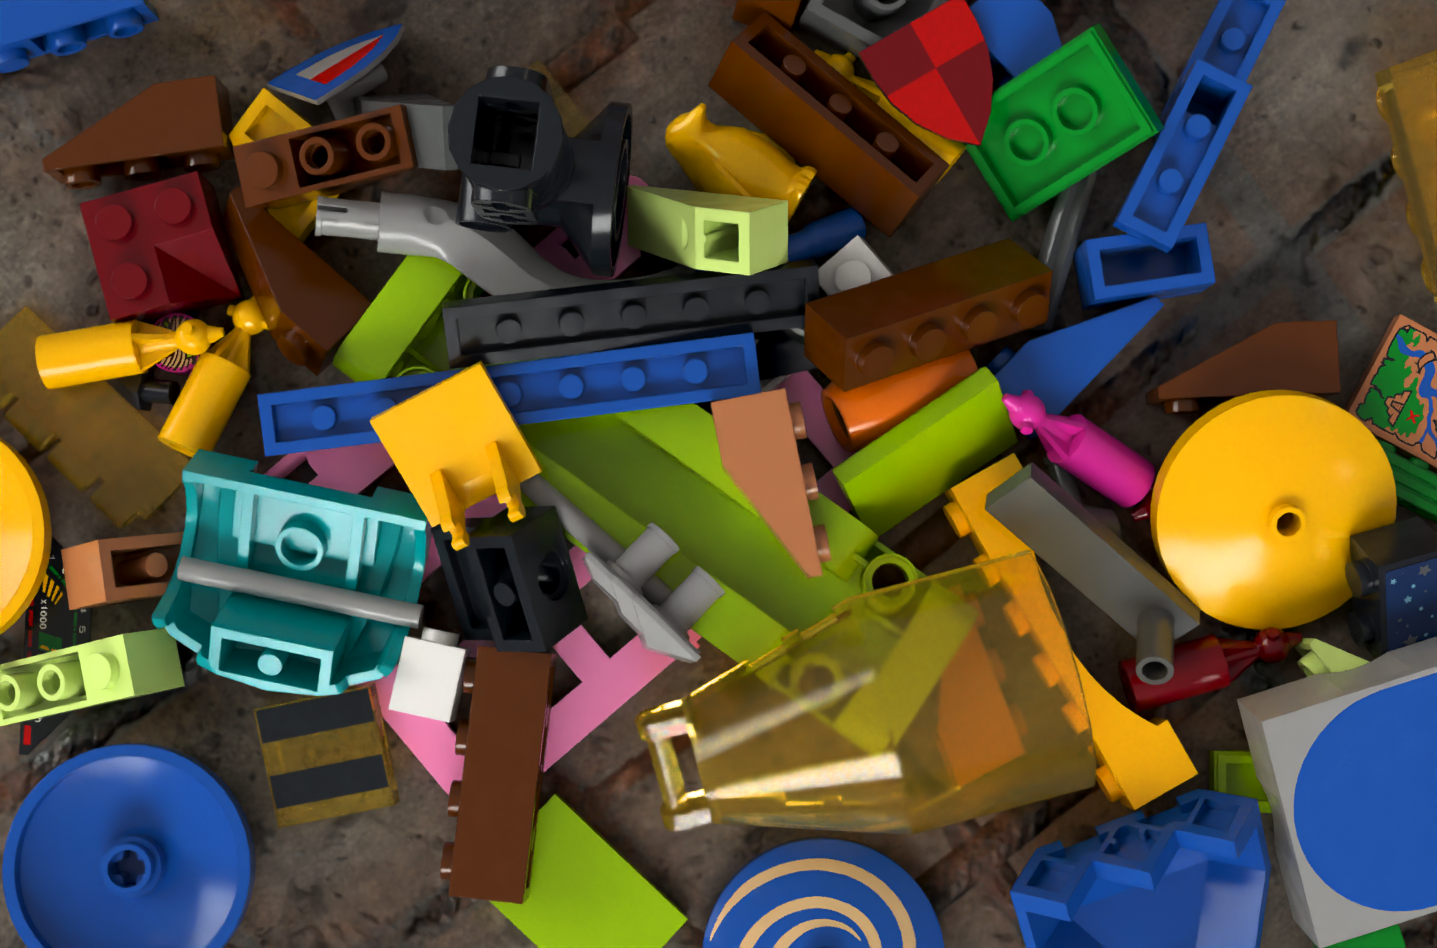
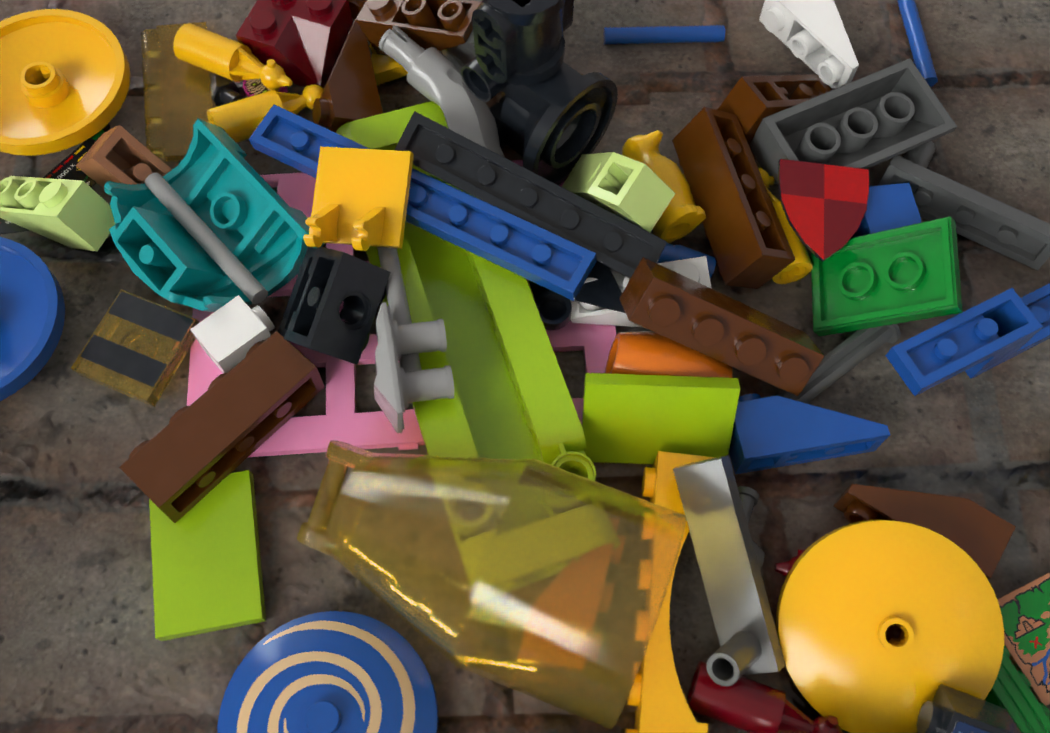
camera: 40 degrees right, 20 degrees down
(763, 462) = (546, 327): nougat slope -> none
(1084, 450) = (770, 490): dark pink wheel -> none
(1129, 270) = (880, 395): blue brick -> none

